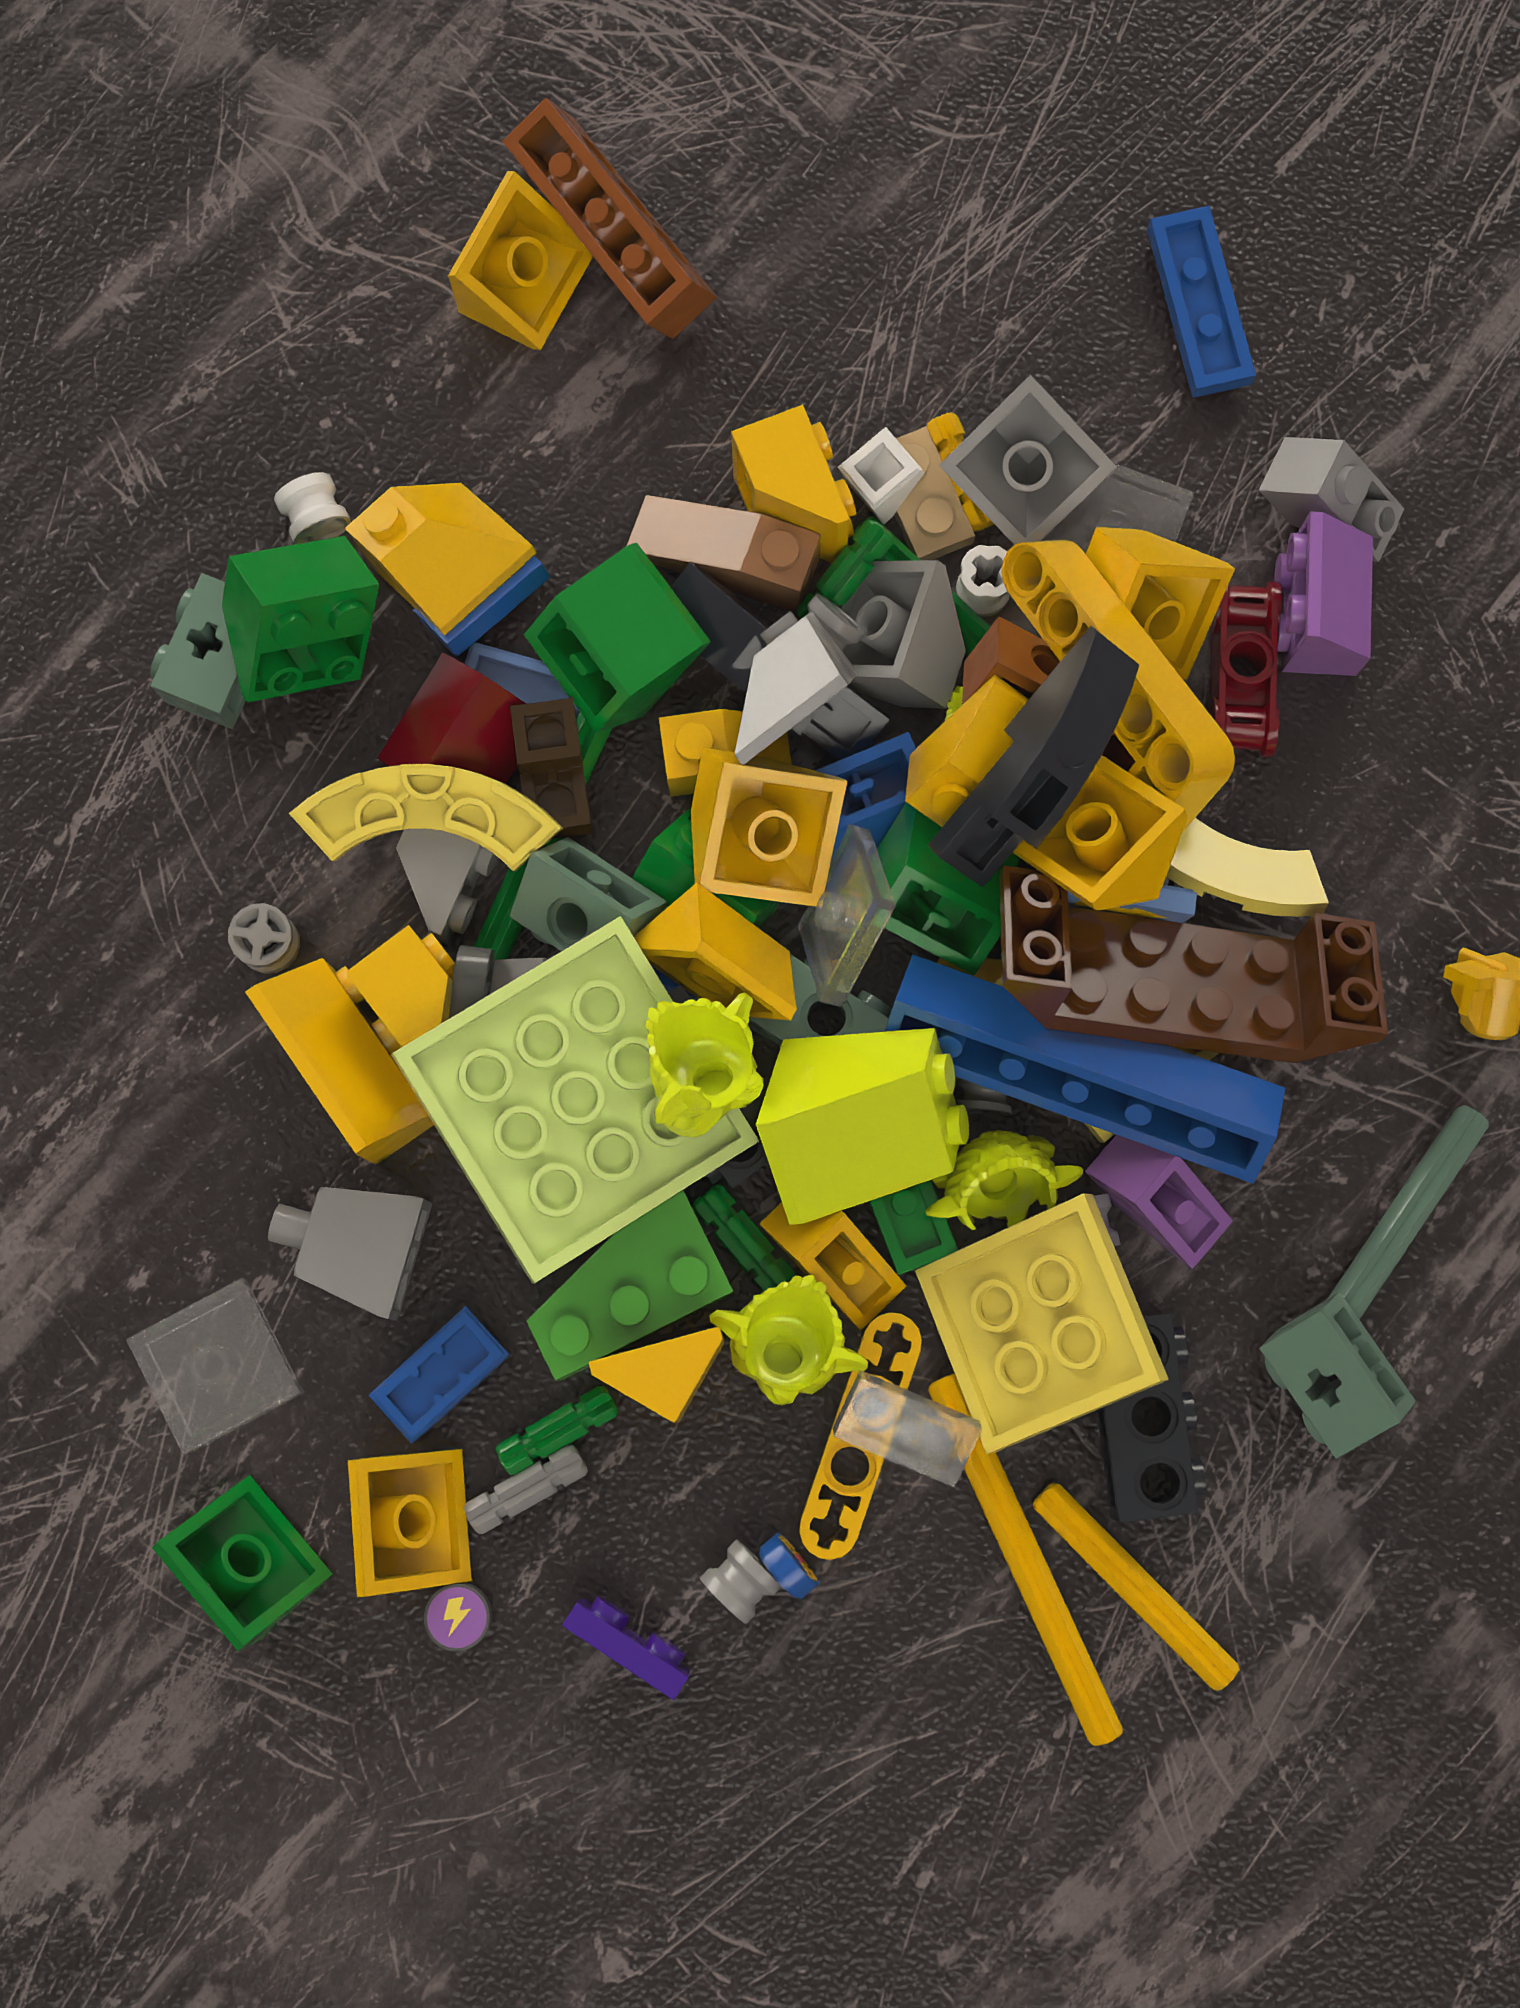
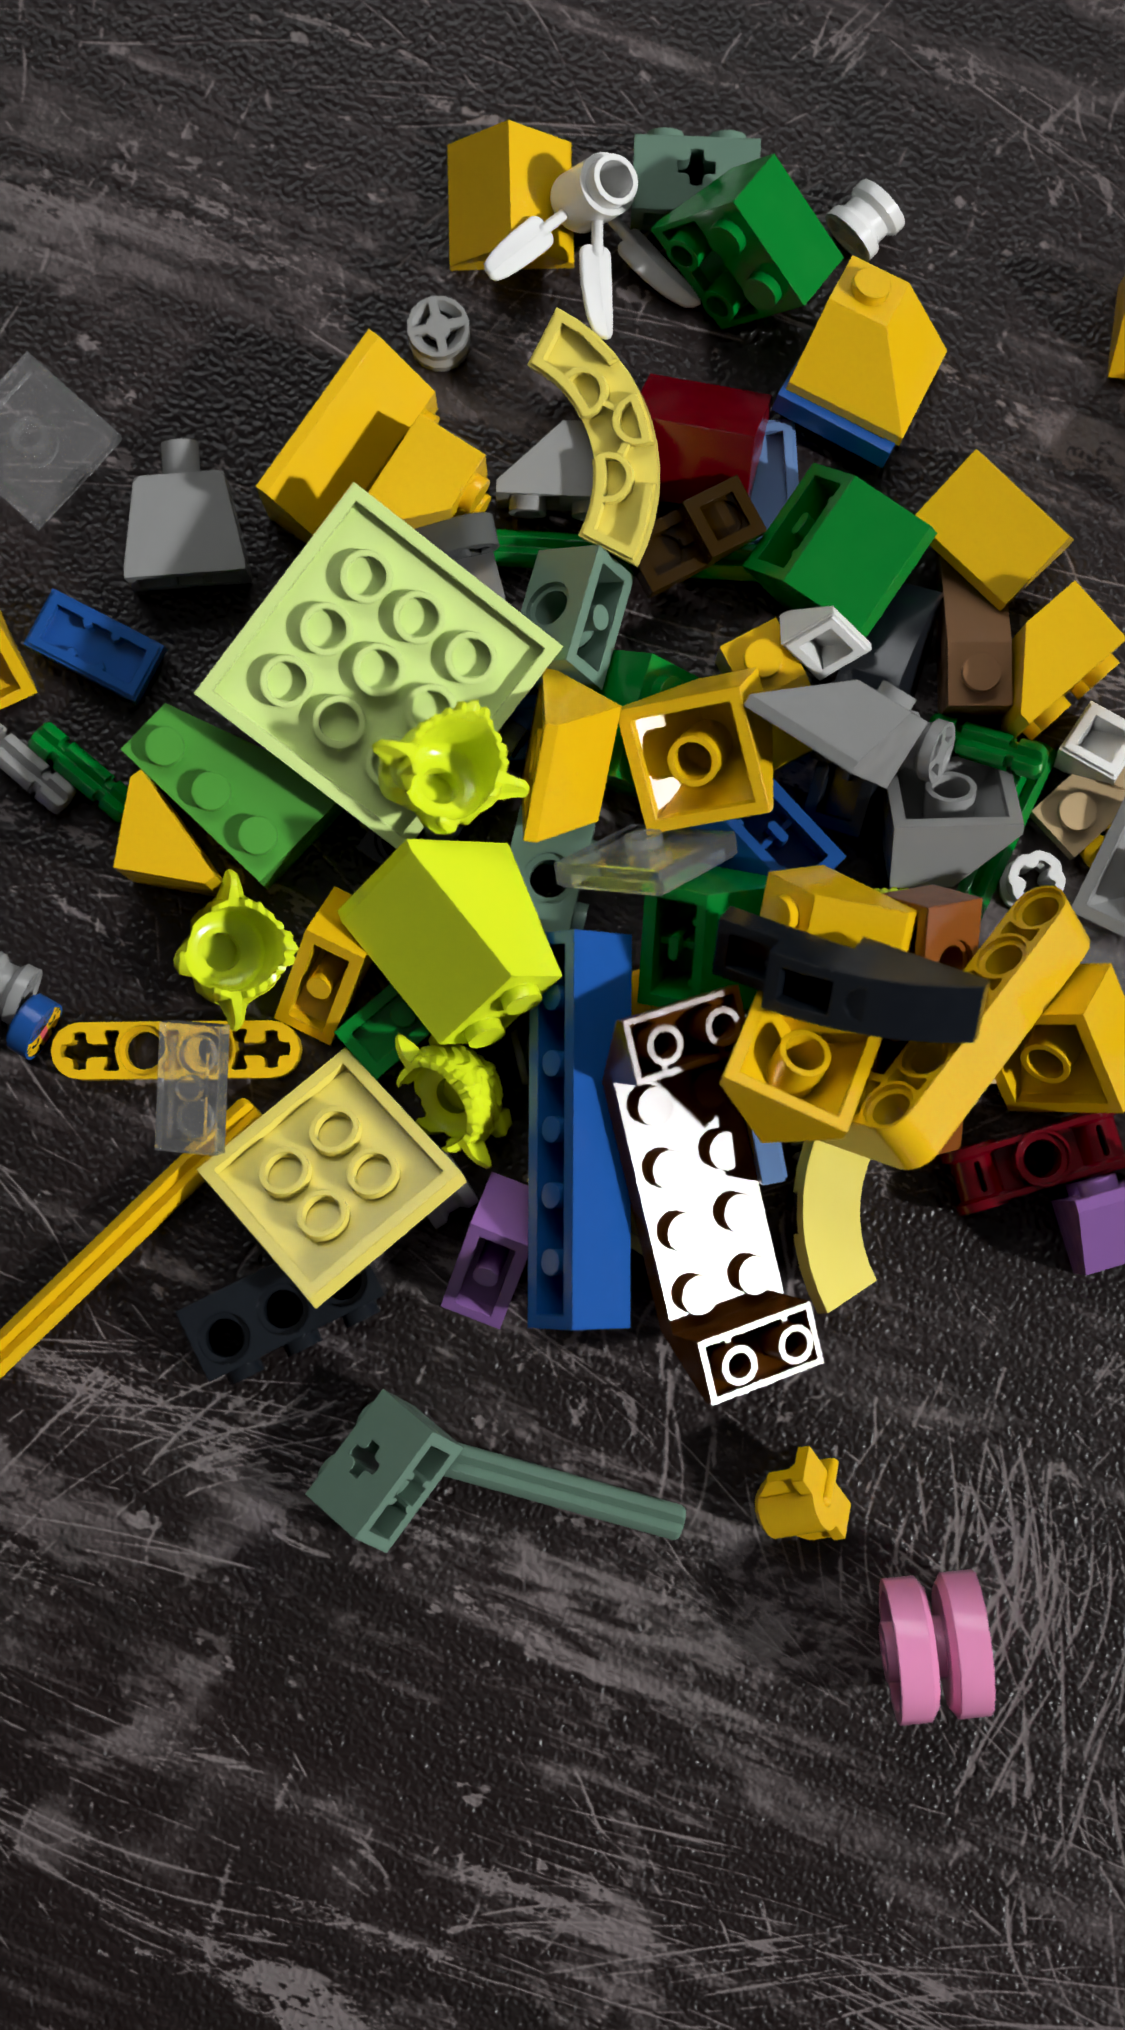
camera: 65 degrees right, 5 degrees up
(162, 829) = (499, 183): none -> yellow slope
(194, 751) = (582, 202): none -> white plant
(649, 495) = (992, 530): none -> yellow slope
(695, 682) = (821, 639): none -> white slope
(742, 1238) = (317, 877): green axle -> none
(1136, 1586) = (128, 1351): yellow axle -> none

